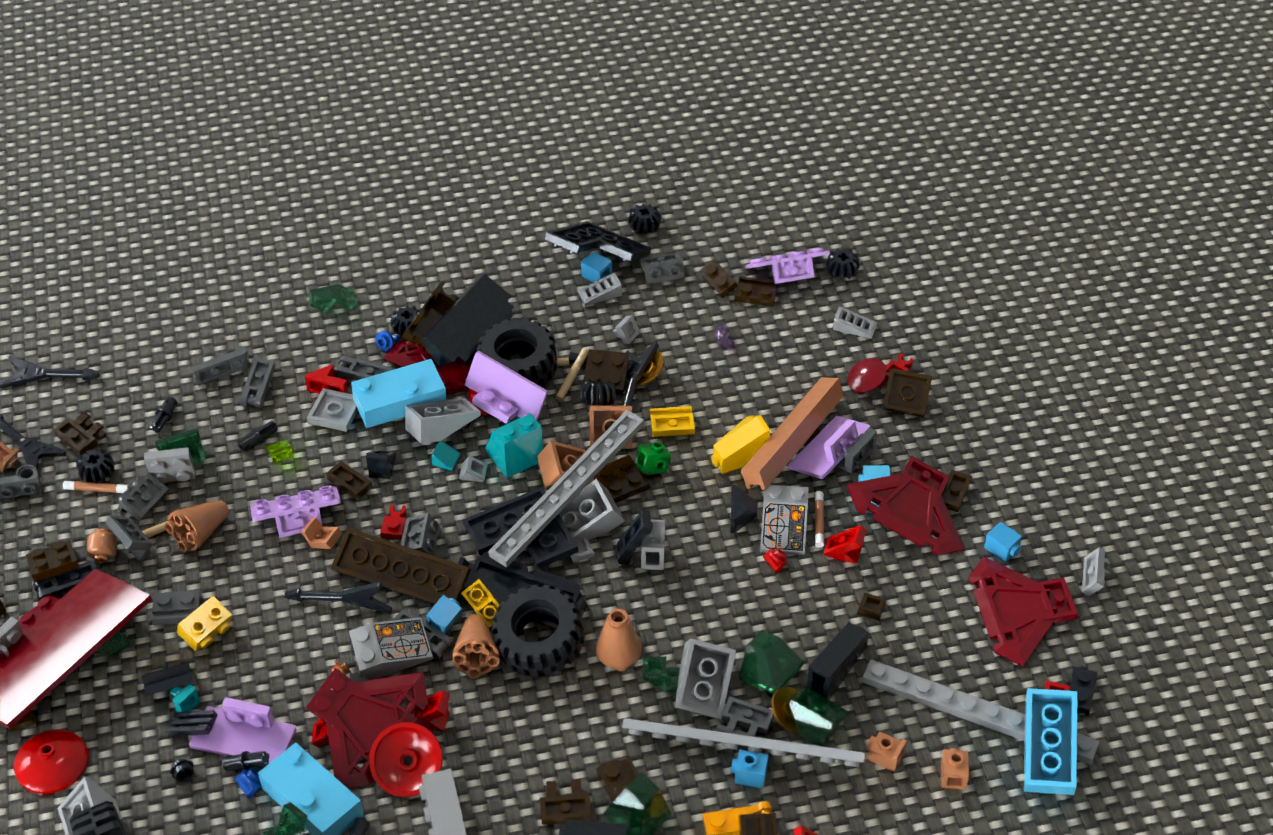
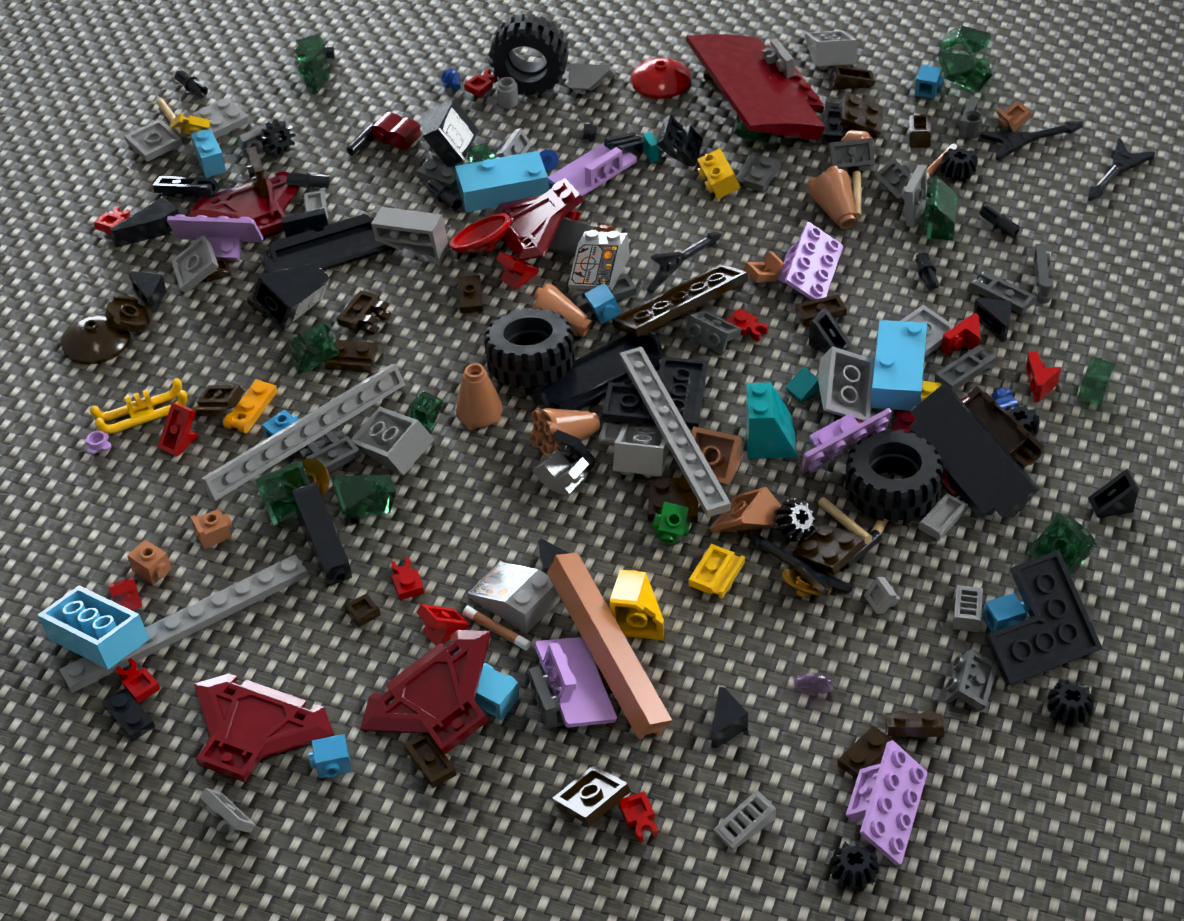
camera: 125 degrees right, 0 degrees up
(58, 507) = (919, 131): none -> dark brown slope
(75, 434) = (1005, 164): dark brown plate -> none
(240, 818) = (516, 144): none -> light grey plate
(245, 760) = (562, 157): black axle -> none
(279, 450) = (899, 281): clear neon green slope -> none
(294, 372) = (994, 315): none -> black slope
(350, 327) = (1041, 379): none -> red slope
(447, 251) = (1116, 496): none -> black slope
(482, 601) = (593, 342): yellow slope -> none
(482, 737) = (470, 294): none -> dark brown plate
(514, 260) = (1069, 538): none -> clear green slope
(610, 569) = (573, 422): none -> nougat cone
(776, 559) = (476, 564): red plate -> none
(792, 360) = (729, 719): none -> black slope
(823, 594) = (406, 580): none -> red plate
(867, 375) = (649, 776): dark red dish -> none
(994, 764) = (125, 594): none -> red slope

